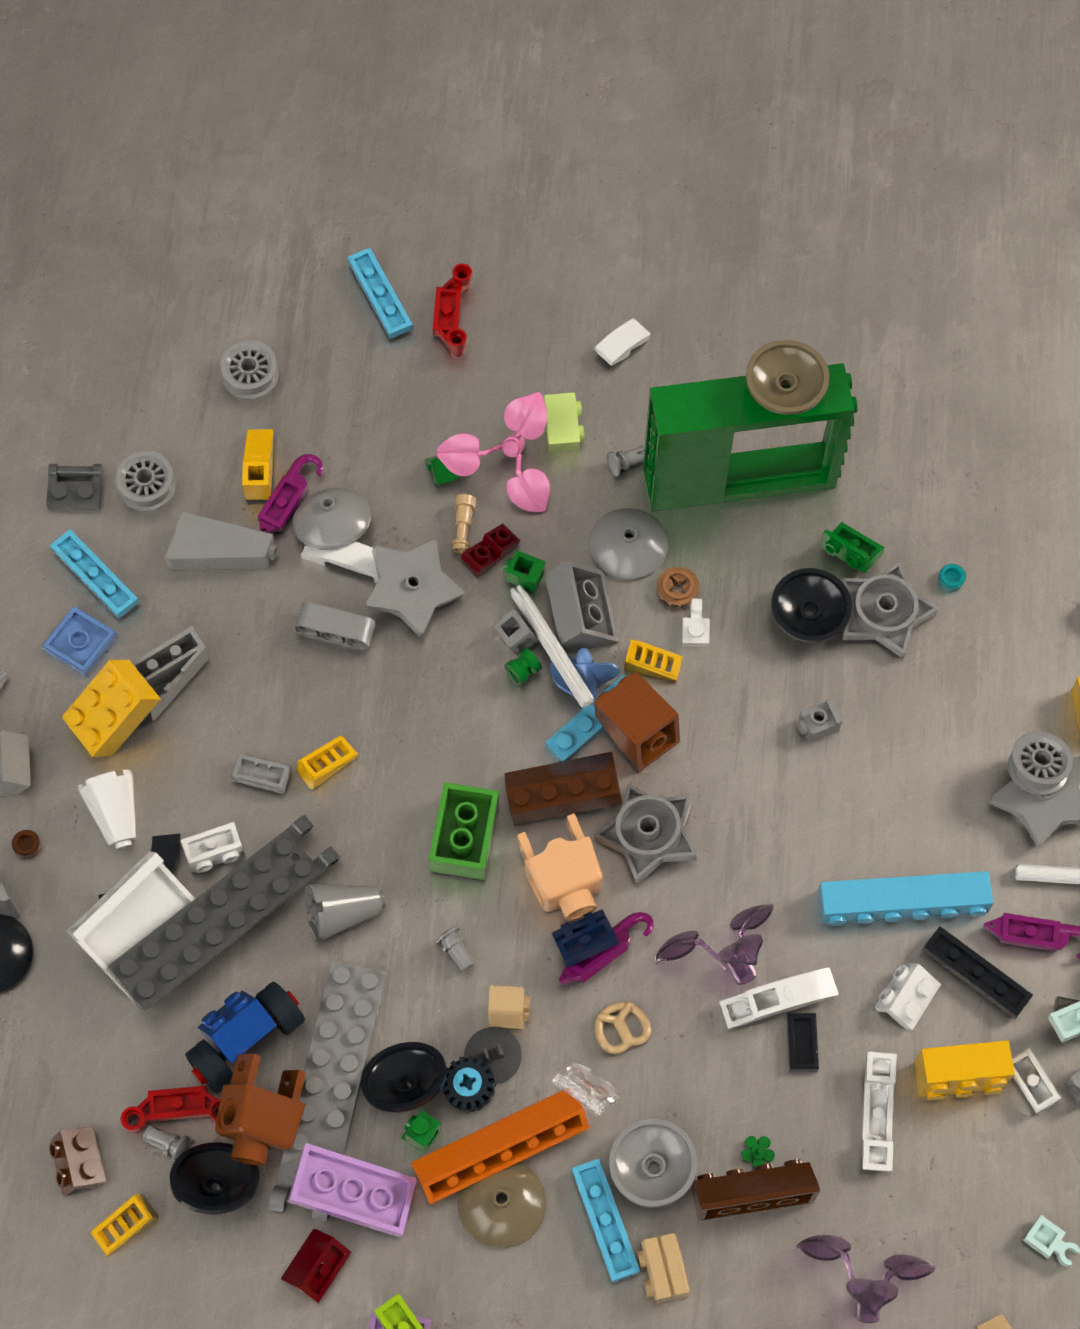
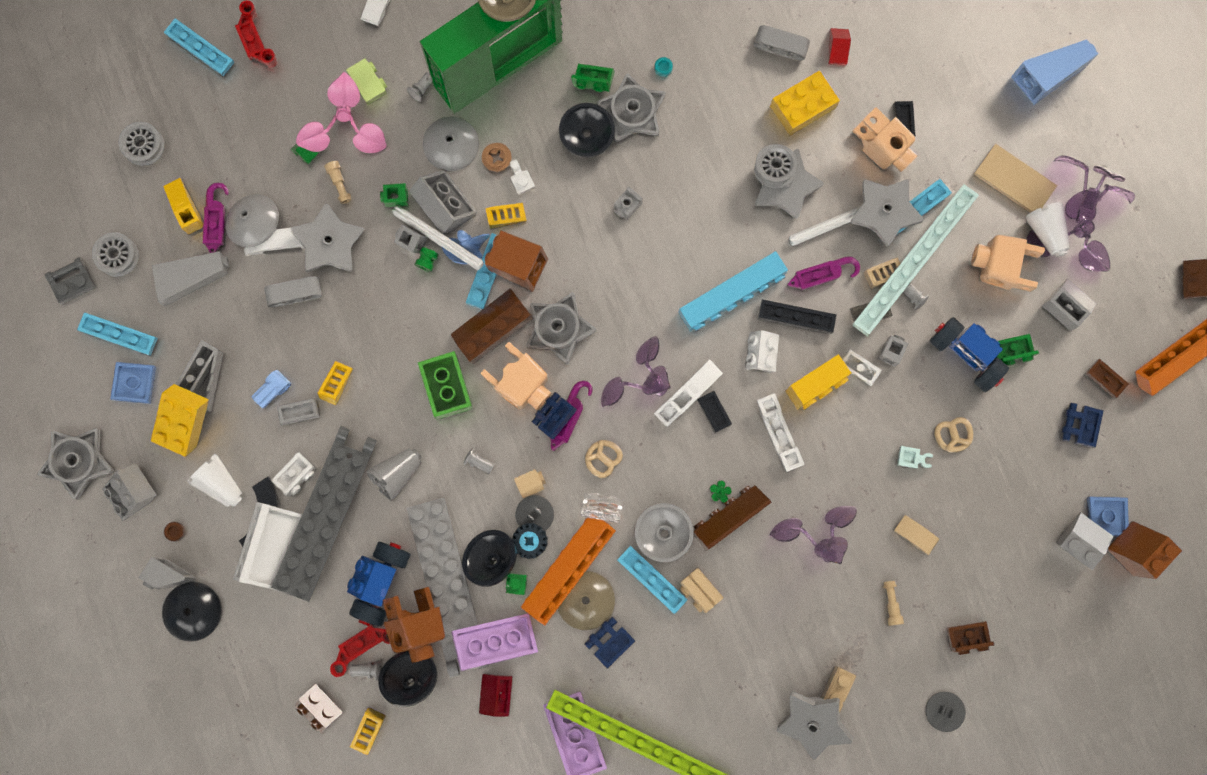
camera: 30 degrees left, 15 degrees up
(249, 727) = (274, 385): none -> light blue piece
(492, 549) = (365, 190): dark red slope -> none
(506, 1283) = (613, 647): none -> dark blue plate

